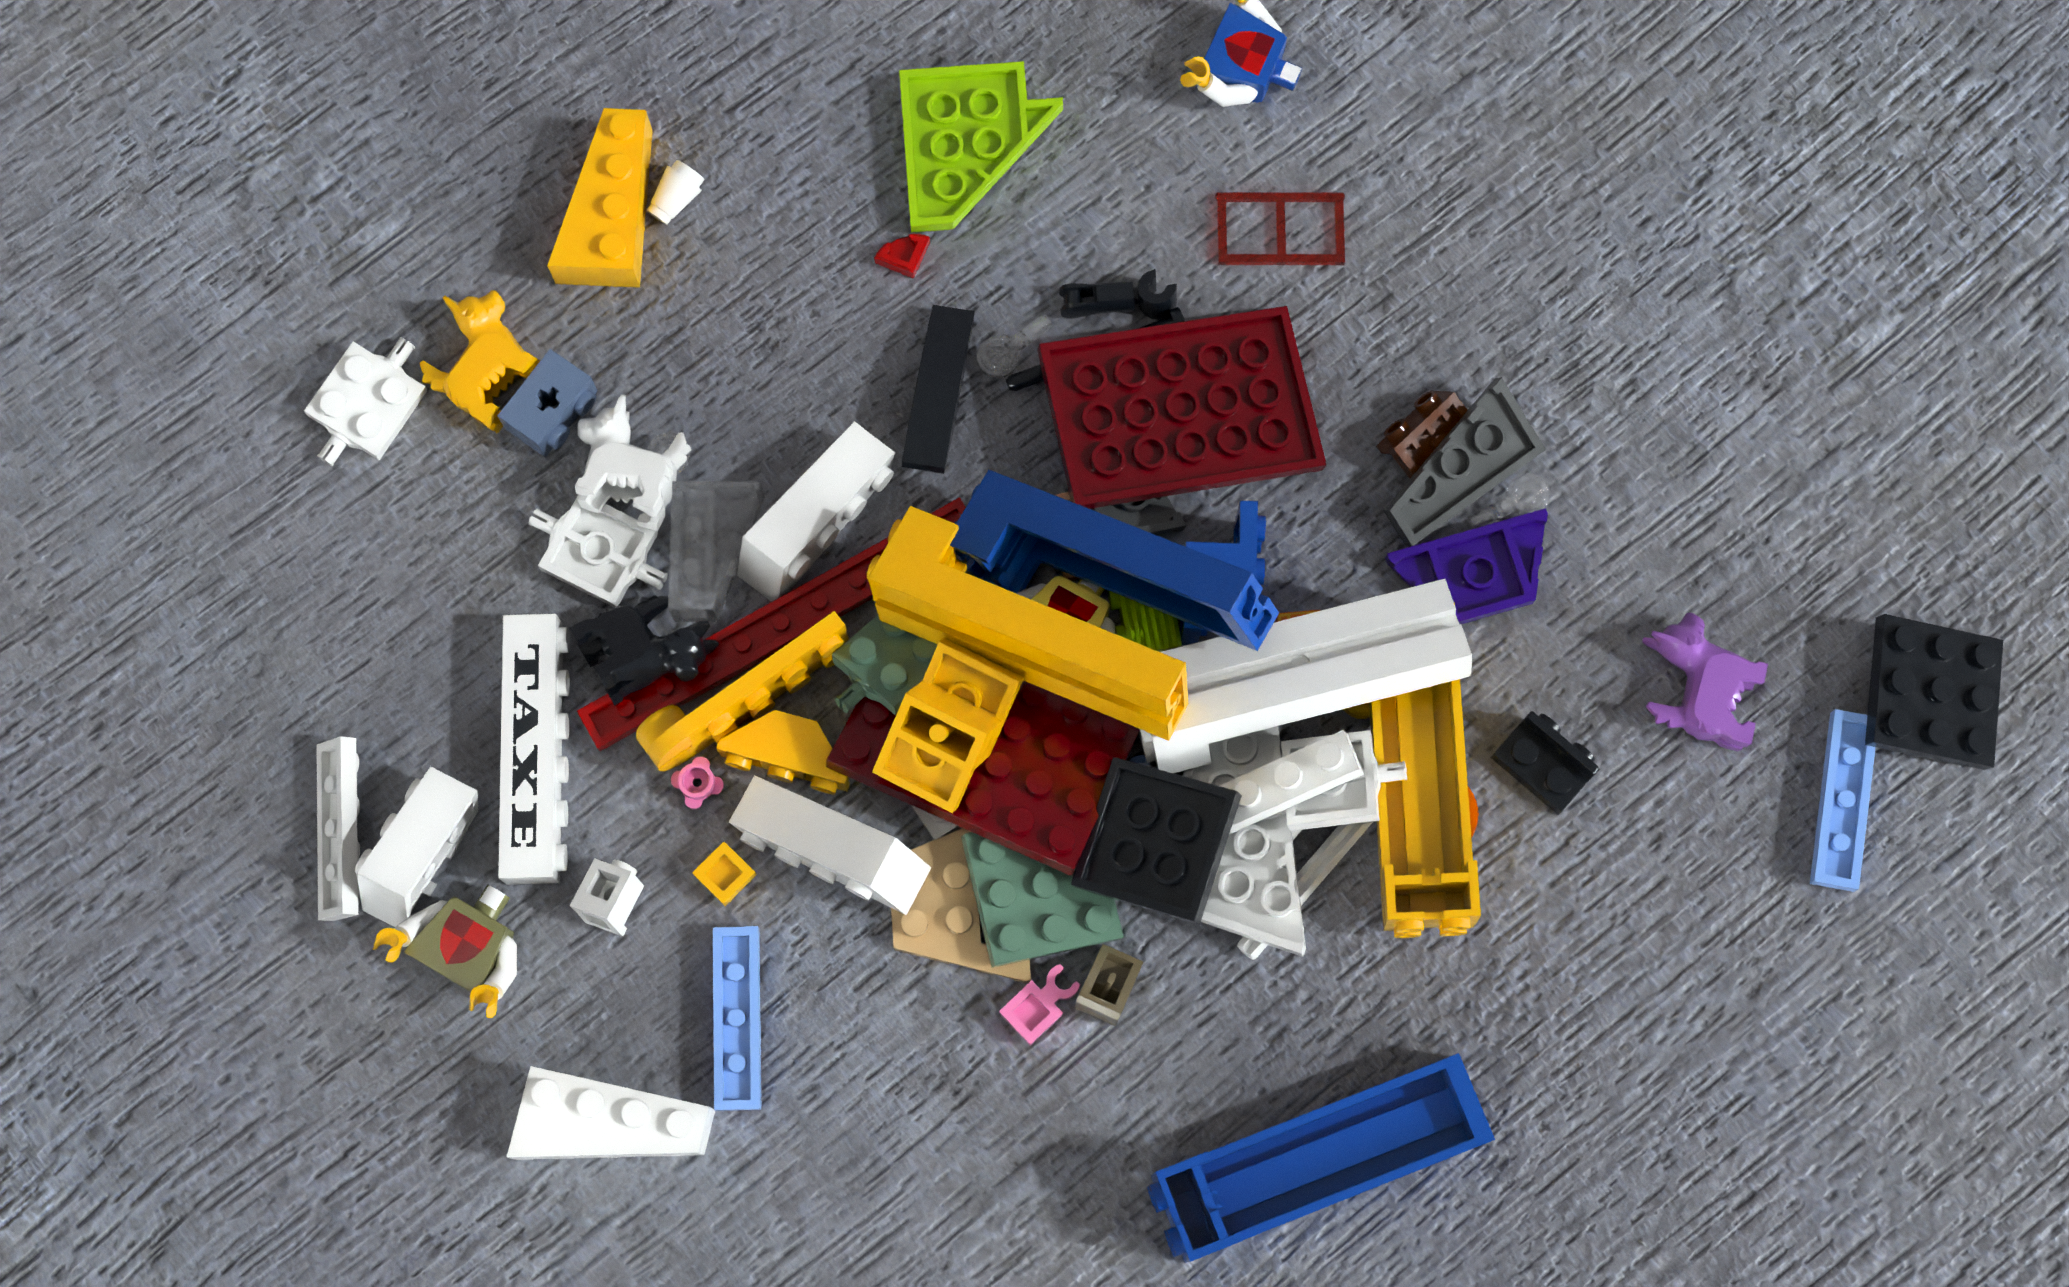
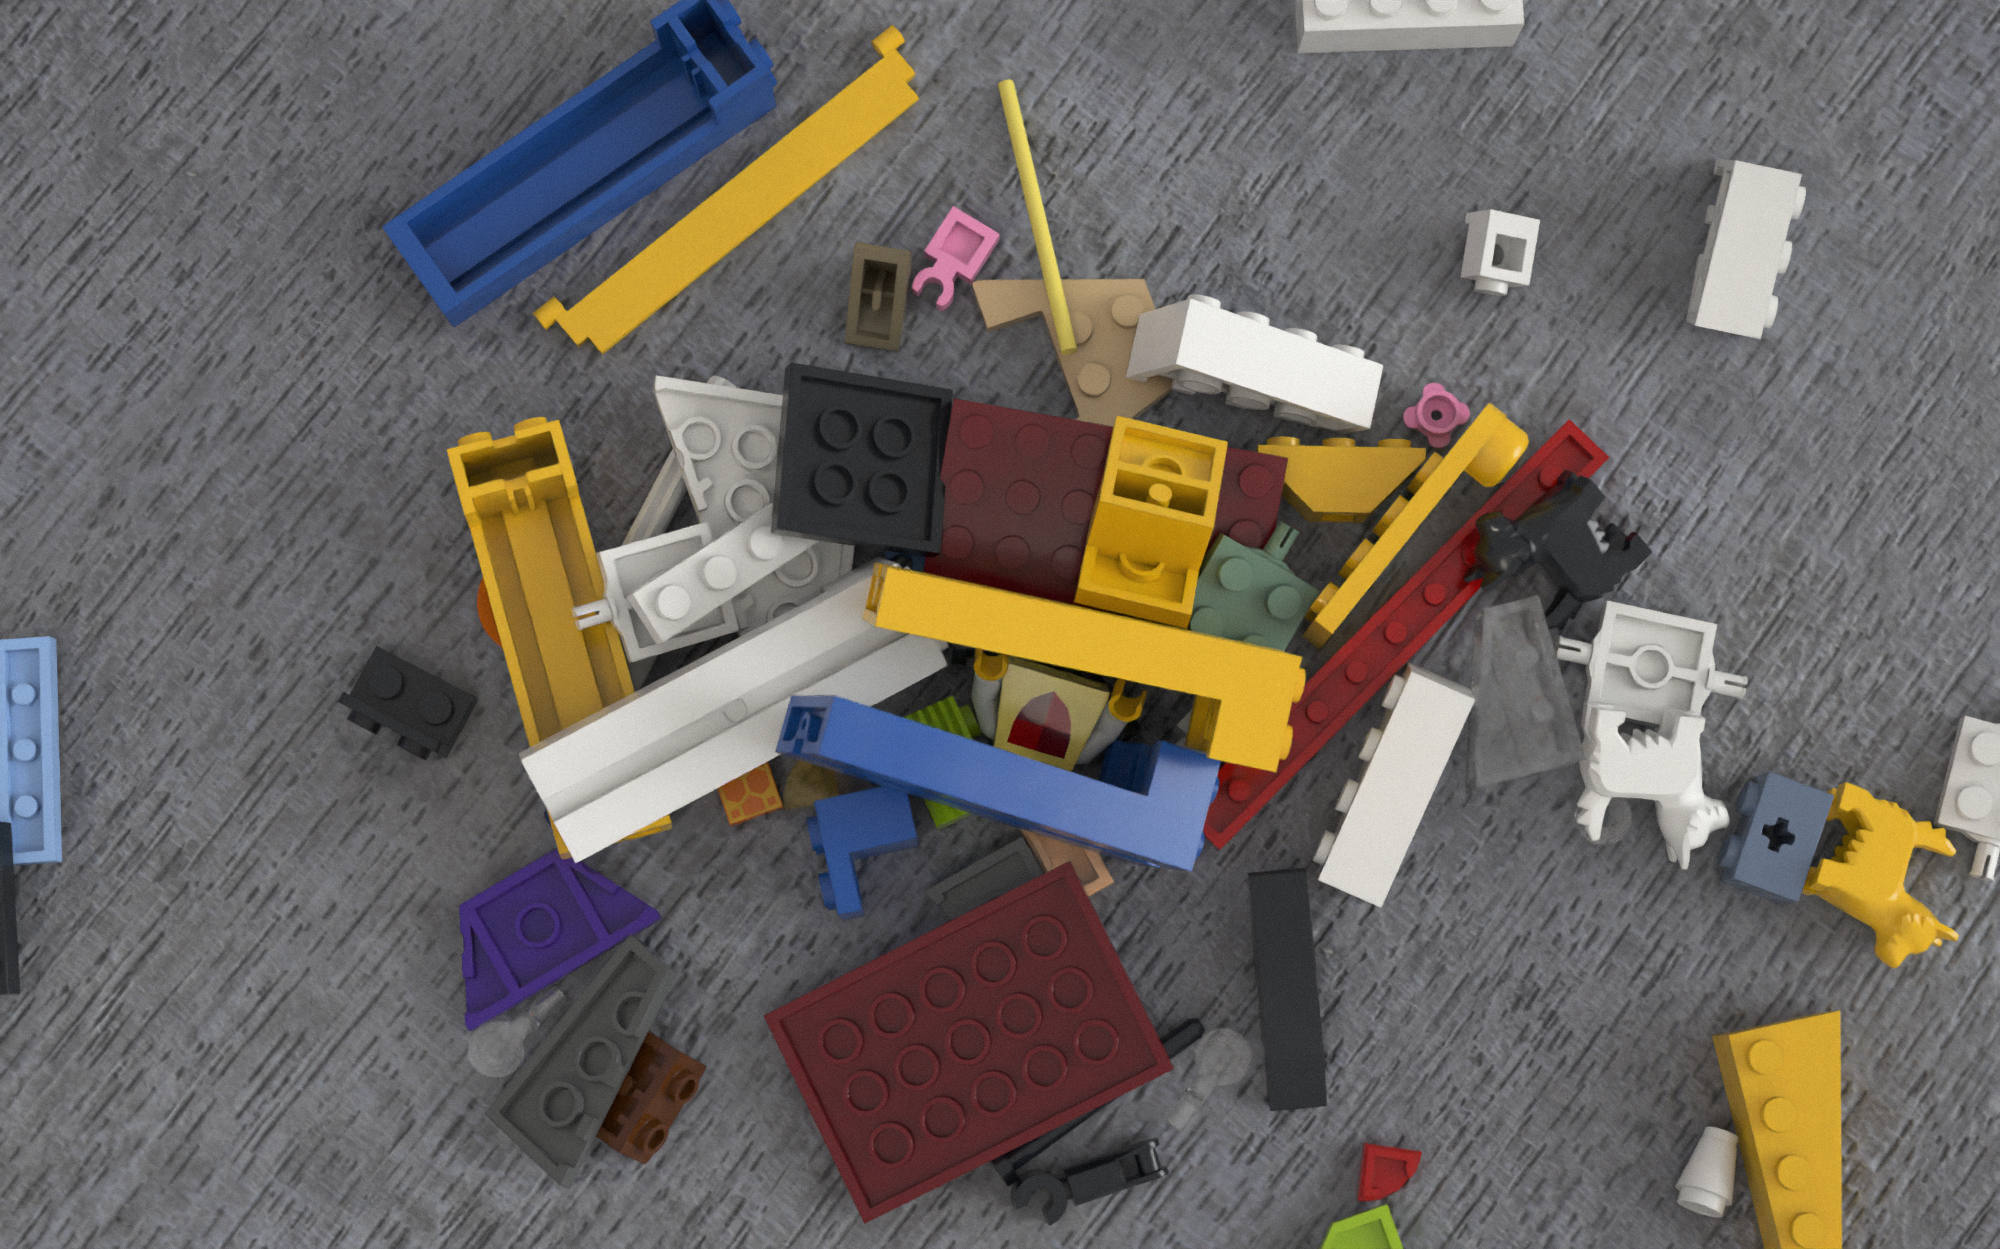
camera: 165 degrees right, 5 degrees up
(337, 829) = (1844, 248): white plate -> none
(461, 945) = (1649, 149): torso -> none
(532, 749) = (1646, 400): white brick -> none
(724, 873) = (1369, 313): yellow plate -> none
(736, 1018) = (1304, 153): light blue plate -> none
(964, 1021) = (1037, 217): none -> light yellow axle
(1033, 907) = (993, 356): sand green plate -> none
(1196, 1098) = (741, 204): none -> yellow piece
(1711, 686) = (215, 851): medium lavender animal -> none

